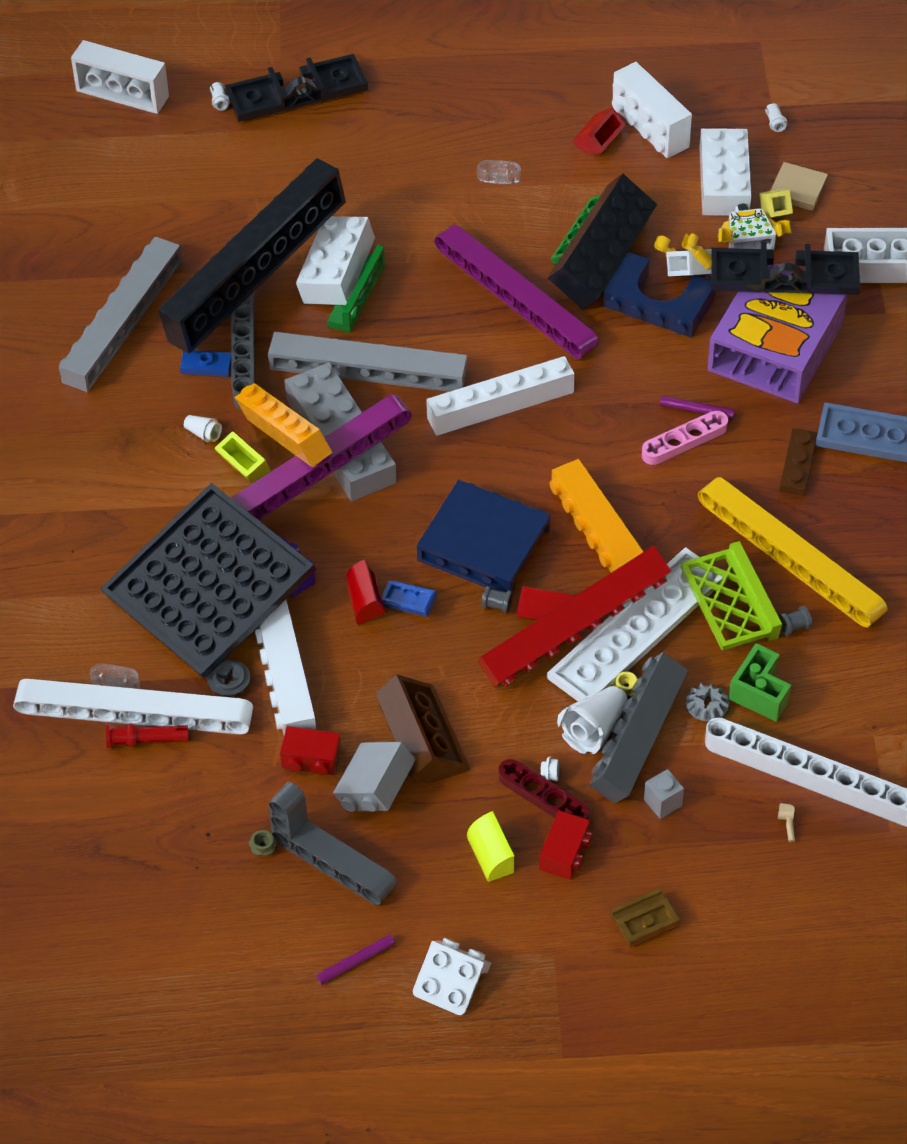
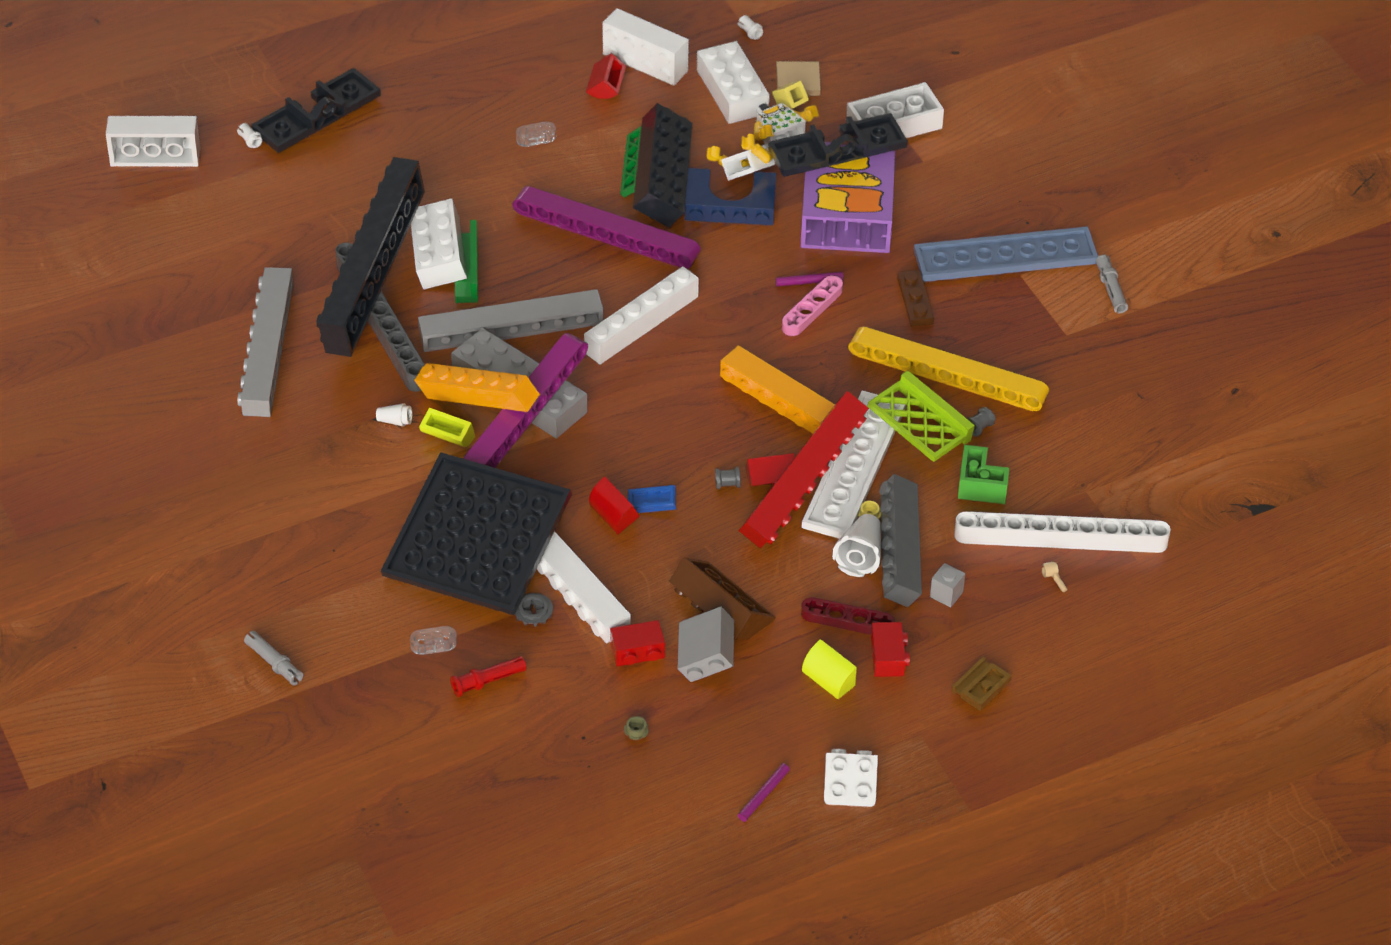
camera: 25 degrees left, 5 degrees down
(133, 706) = (462, 656): white beam -> none
(206, 363) = (366, 362): blue plate -> none
(323, 850) = (693, 716): dark grey beam -> none
(482, 536) = (689, 432): dark blue panel -> none
(550, 769) = (844, 595): white plate -> none
(717, 707) = (935, 511): light grey gear -> none

